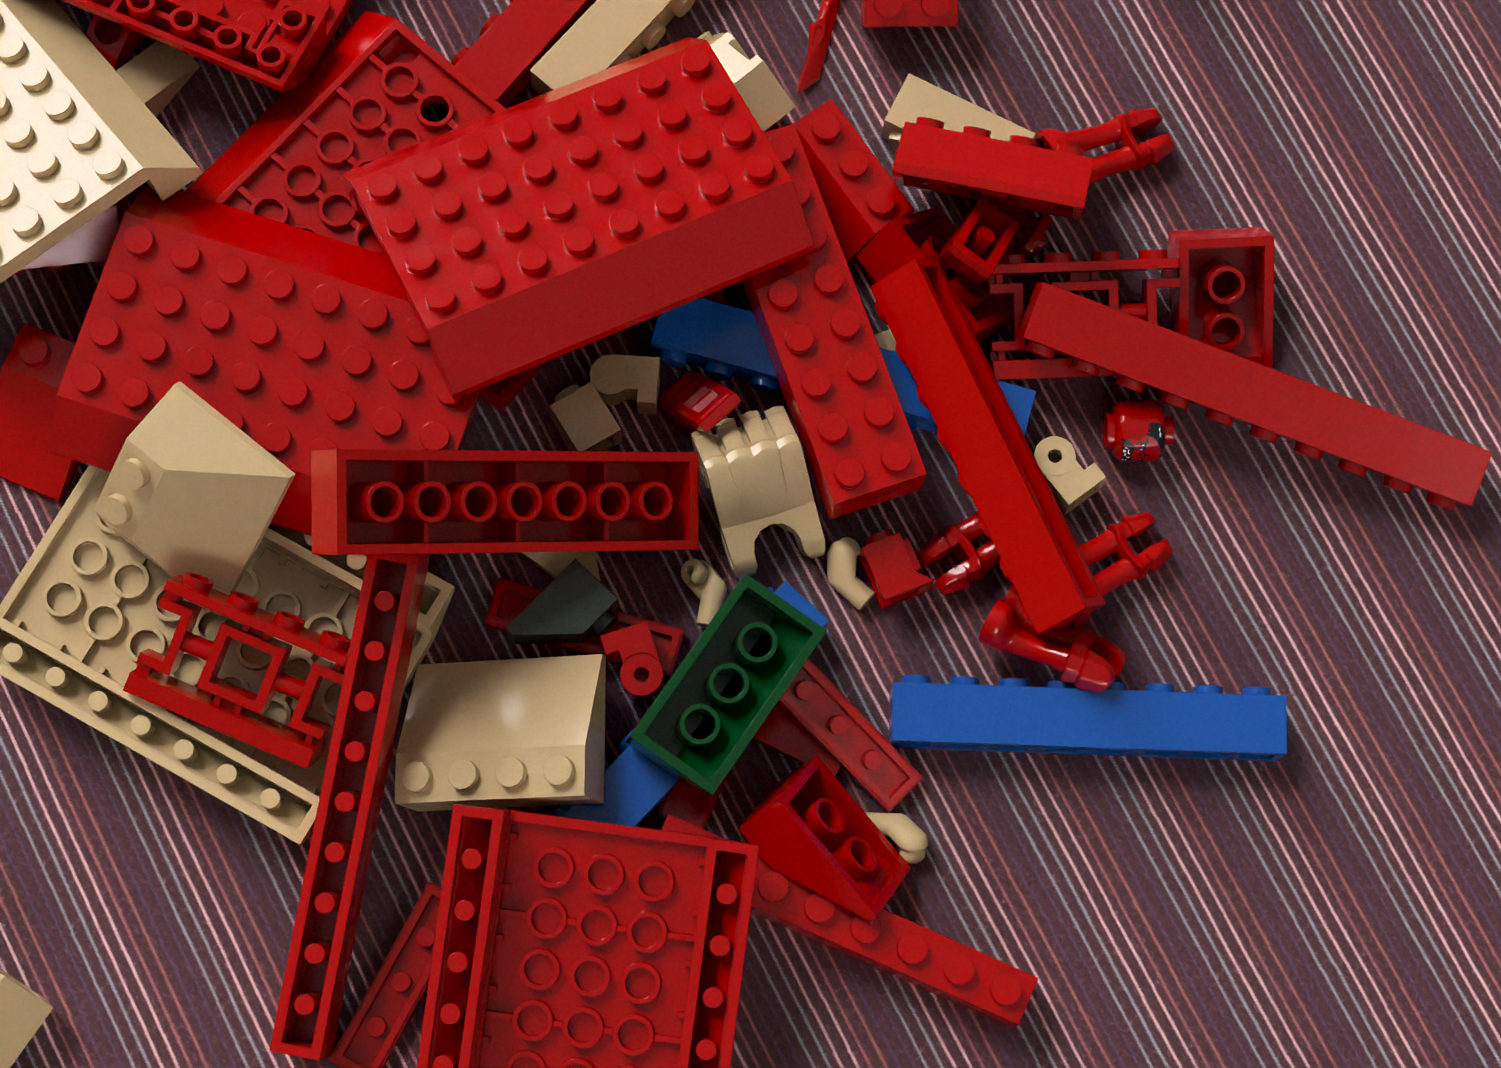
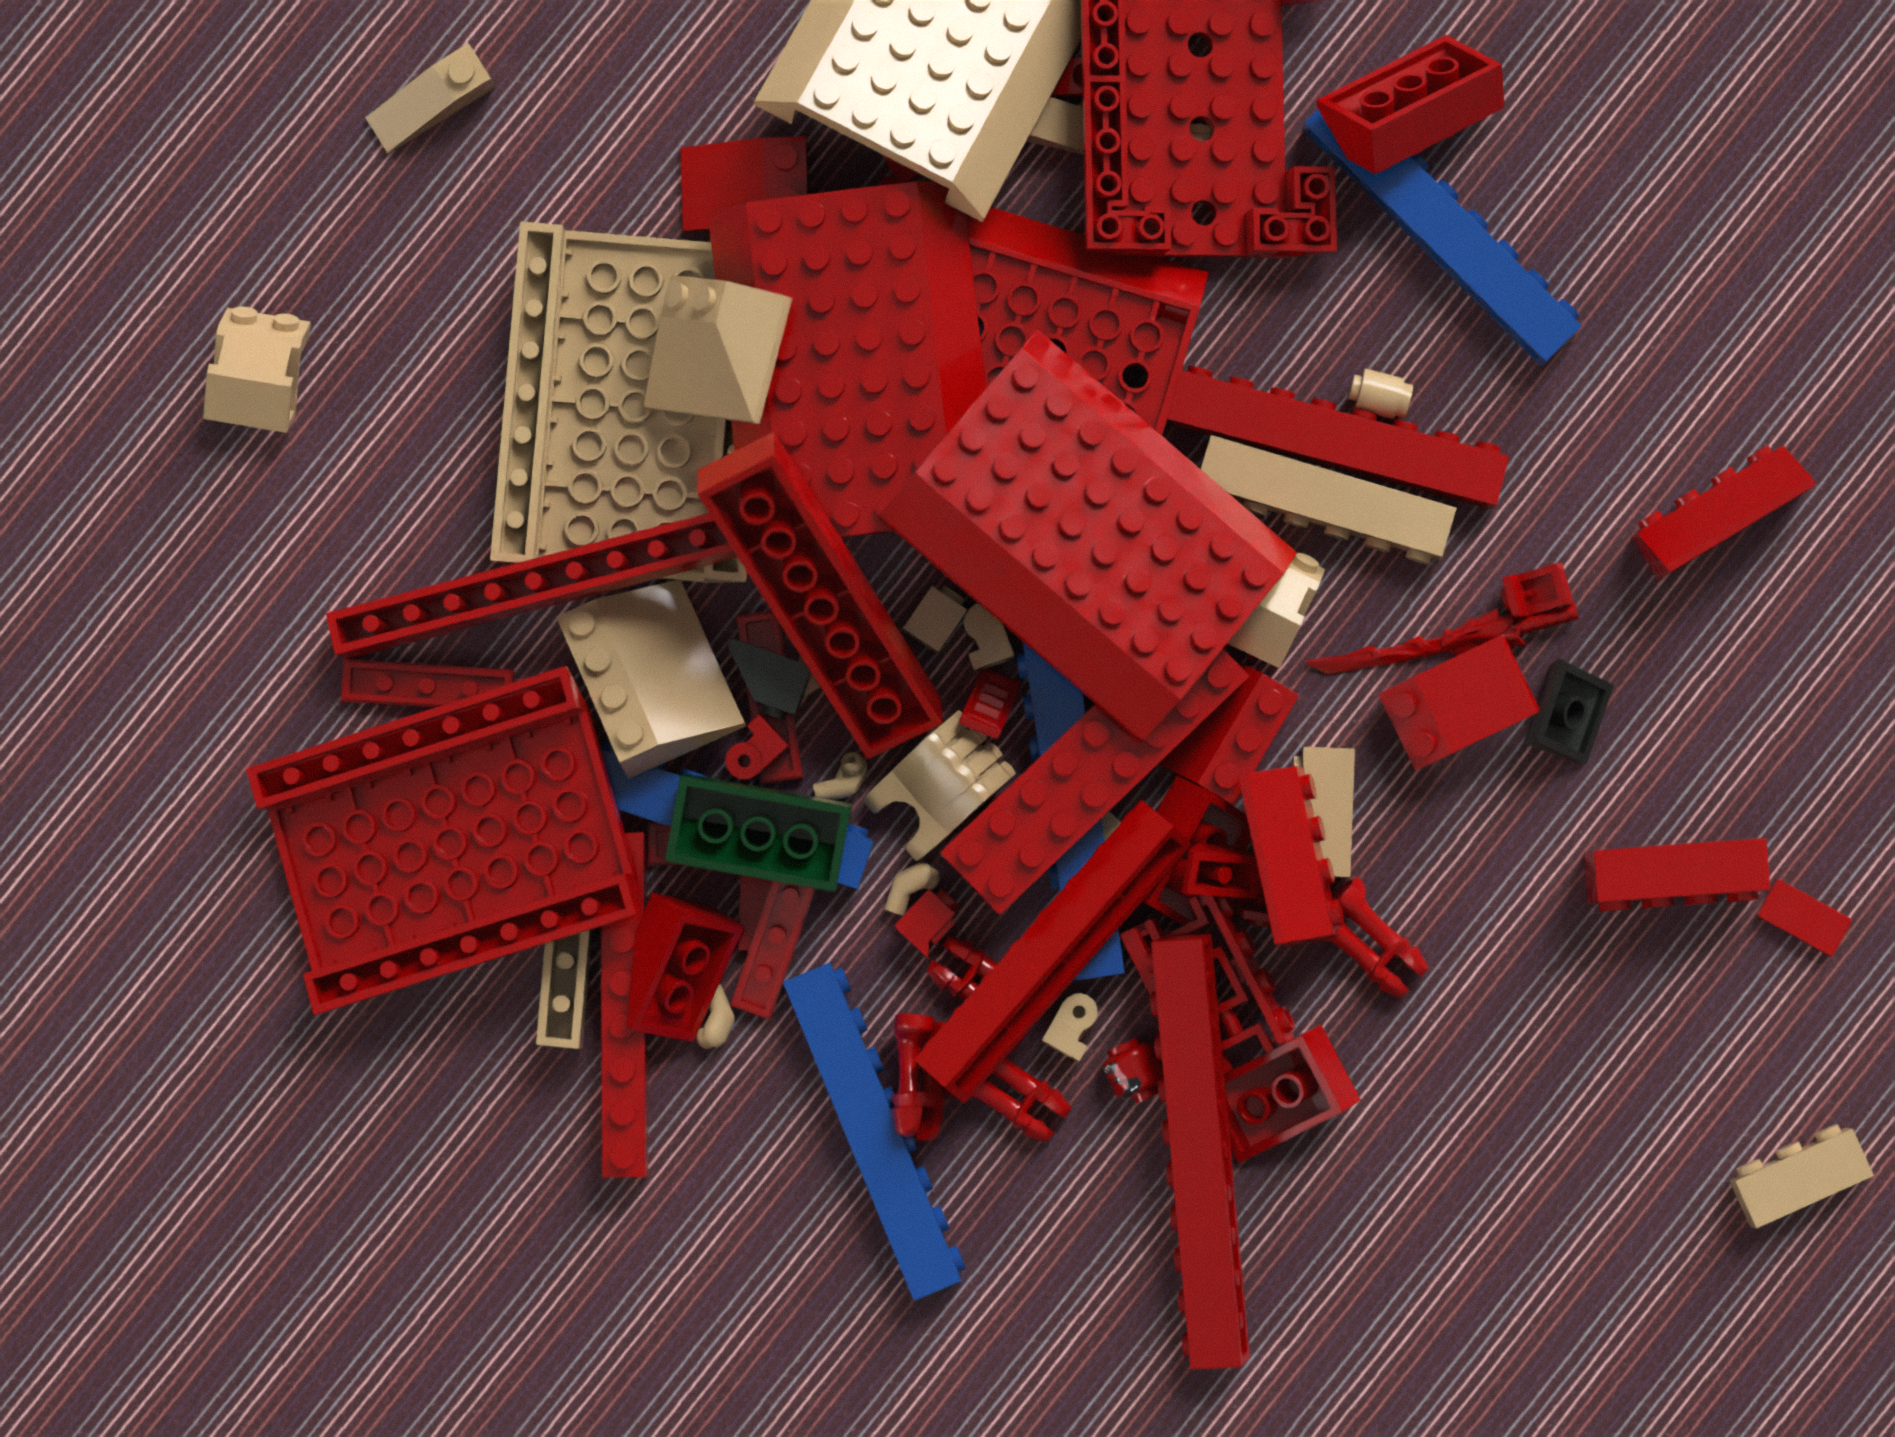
camera: 75 degrees right, 10 degrees up
(223, 703) = (572, 456): red fence -> none
(801, 978) = (564, 991): none -> tan brick

